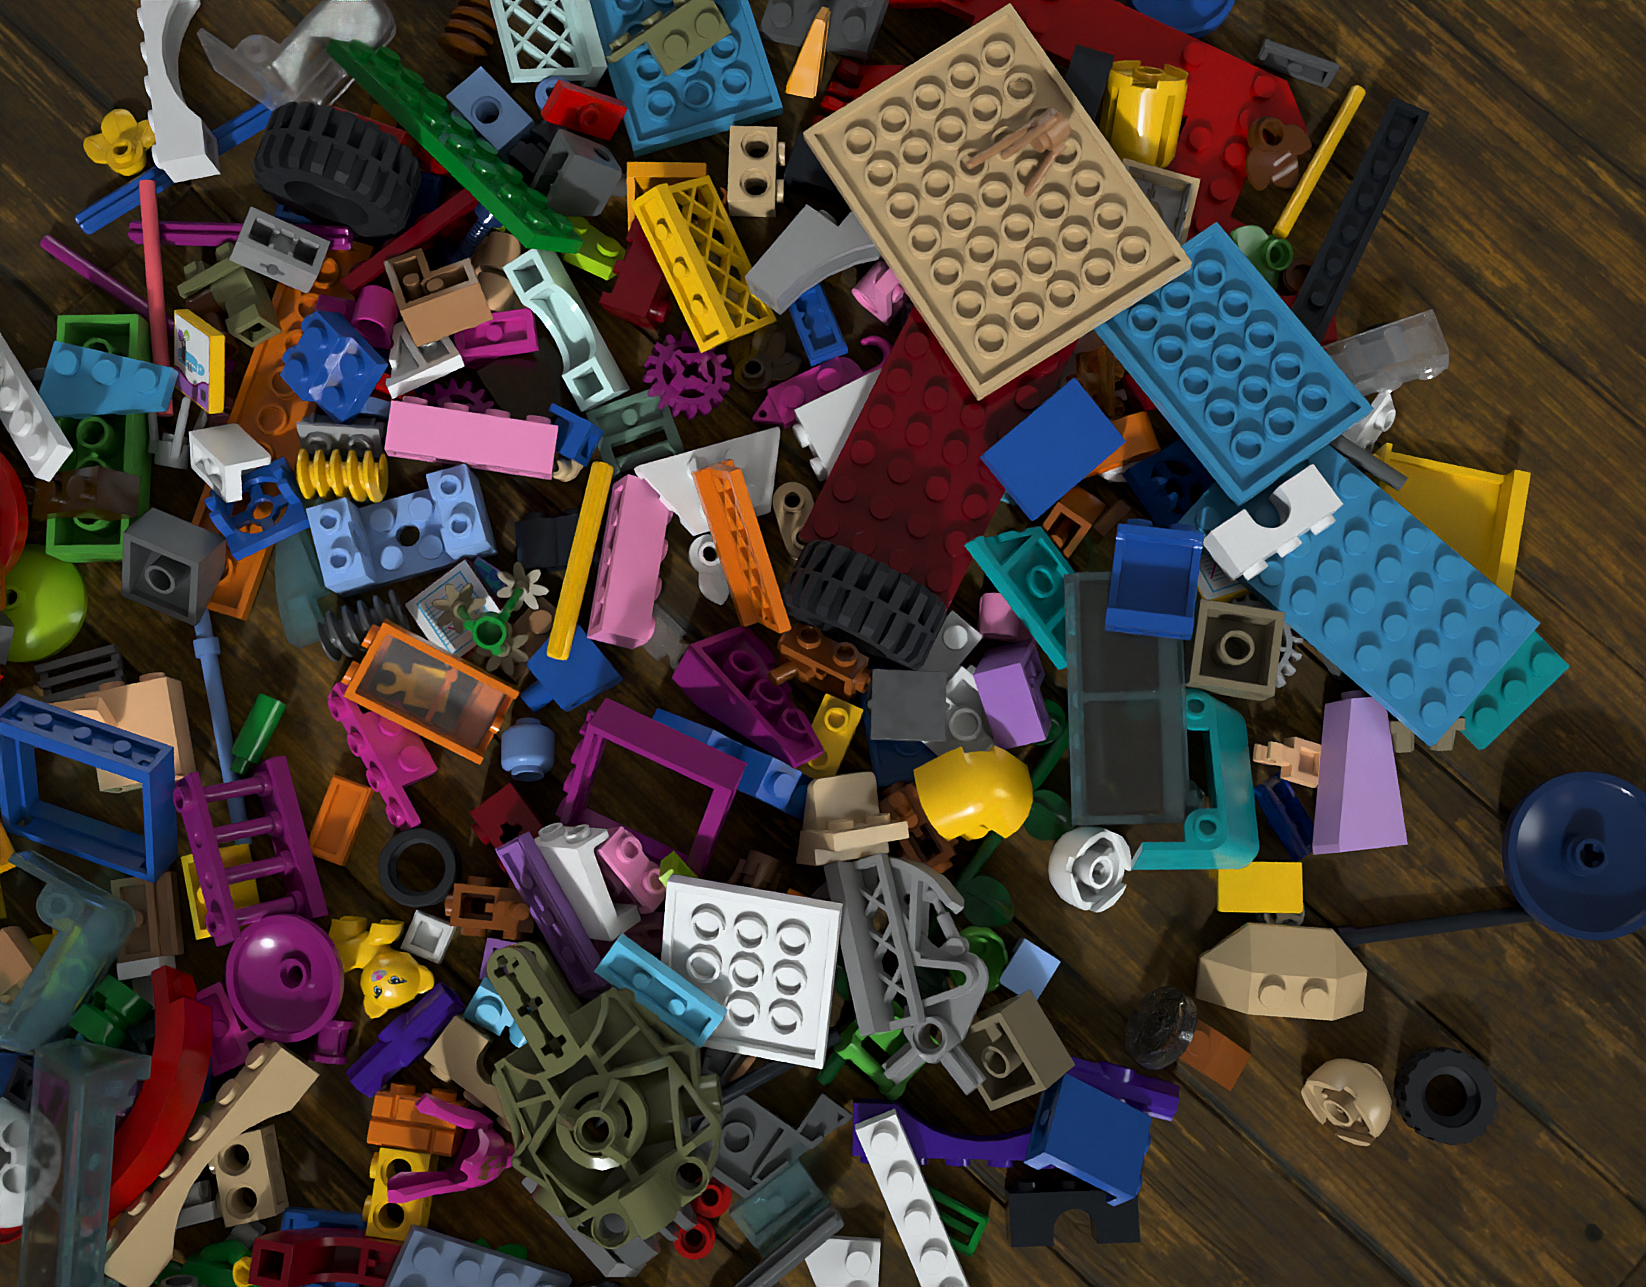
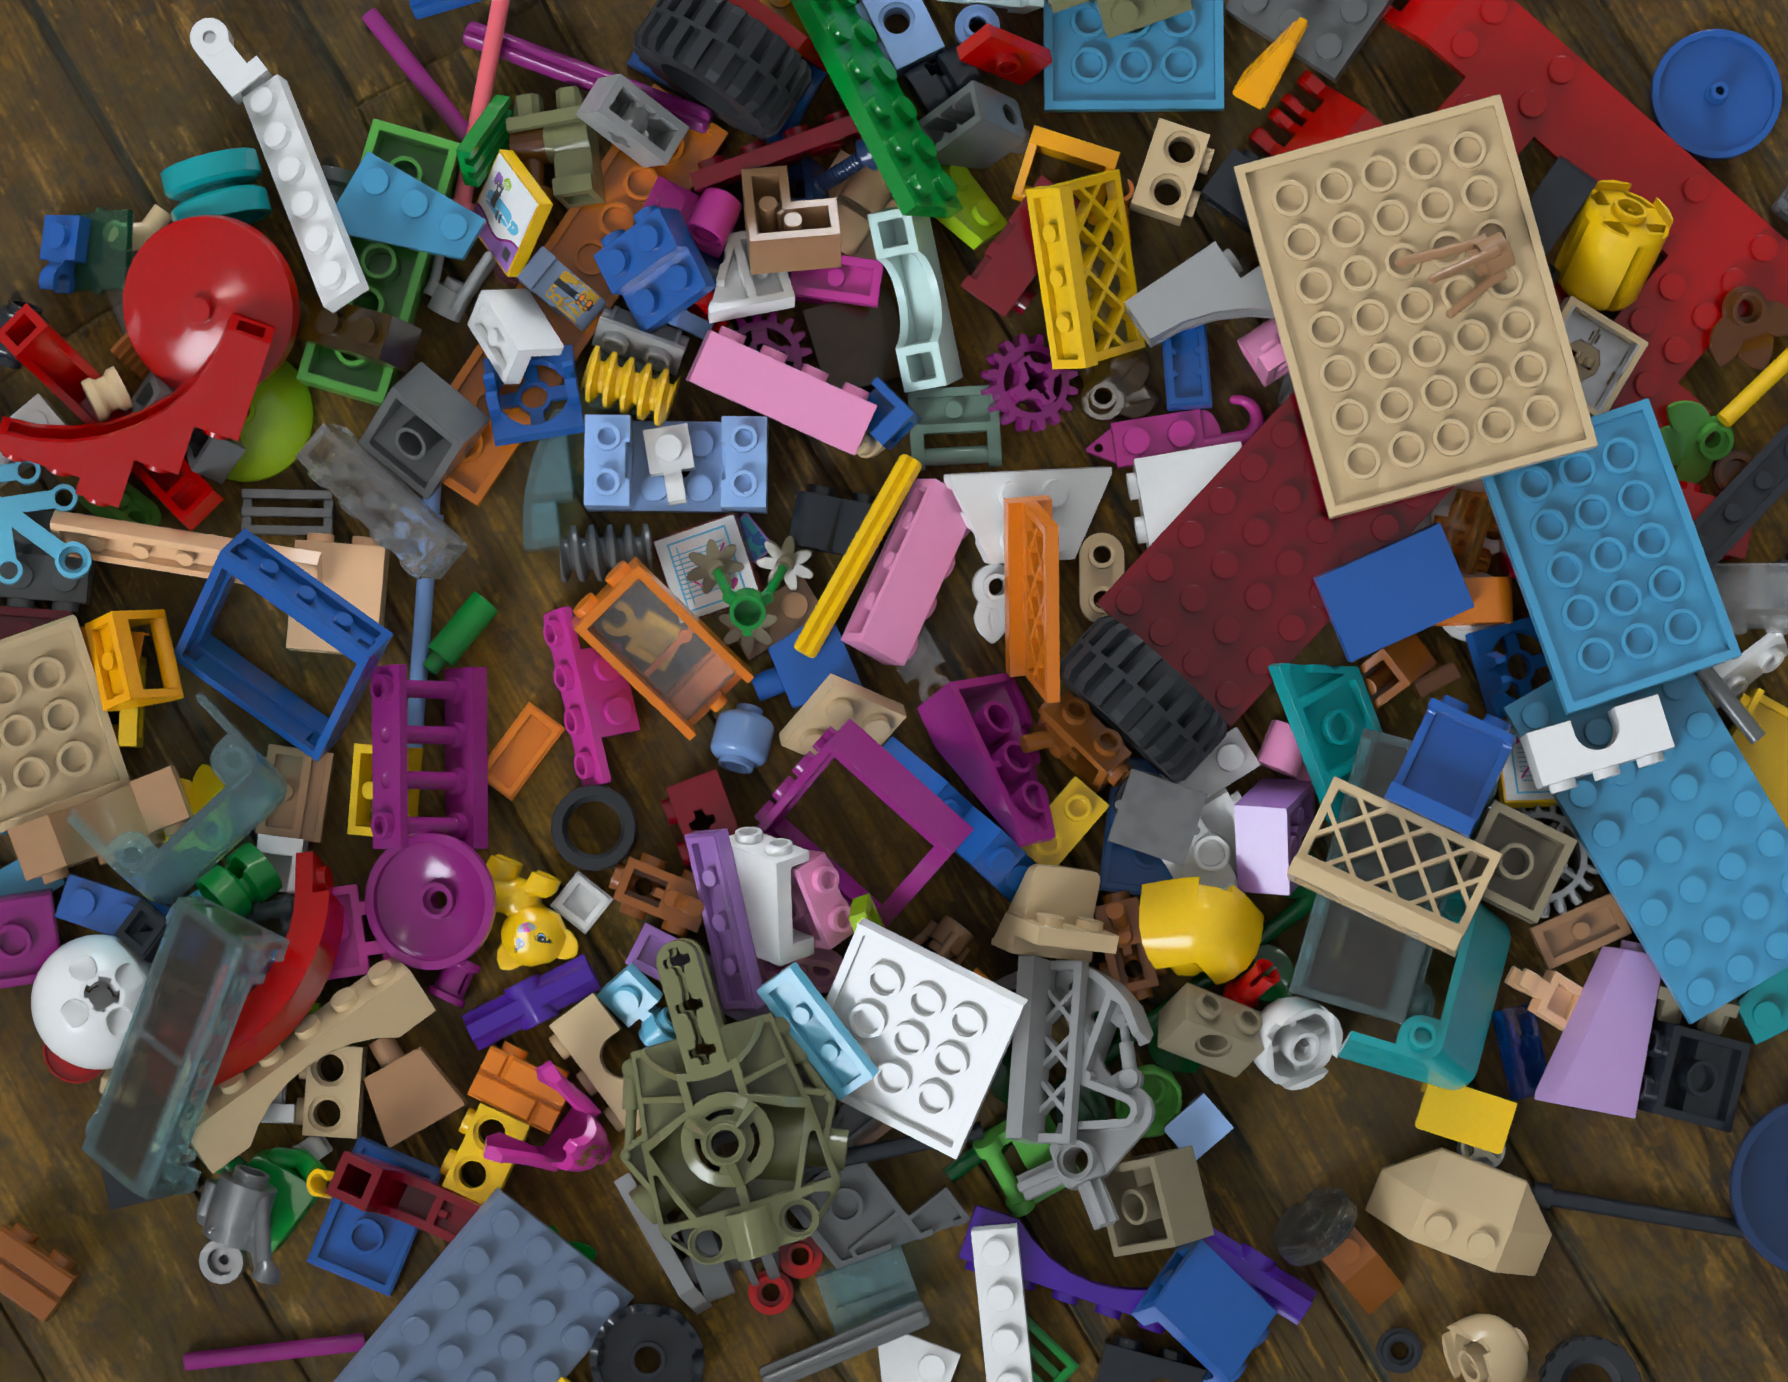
camera: 15 degrees right, 5 degrees up
(151, 639) = (381, 502): none -> clear brick
(161, 327) = (484, 140): none -> green tile
(258, 411) = (561, 289): none -> sand blue leg
(317, 1155) = (409, 1091): none -> medium nougat torso
(395, 526) = (670, 455): none -> white plate
(596, 685) = (833, 706): none -> tan plate
(1013, 880) = (1210, 1030): none -> dark tan brick
(1029, 841) = (1252, 984): none -> red pin
(1125, 720) = (1378, 903): none -> tan fence
(1278, 1121) = (1413, 1354): none -> black plate
(1302, 696) = (1579, 931): none -> medium nougat plate
(1443, 791) = (1693, 1076): none -> black plate

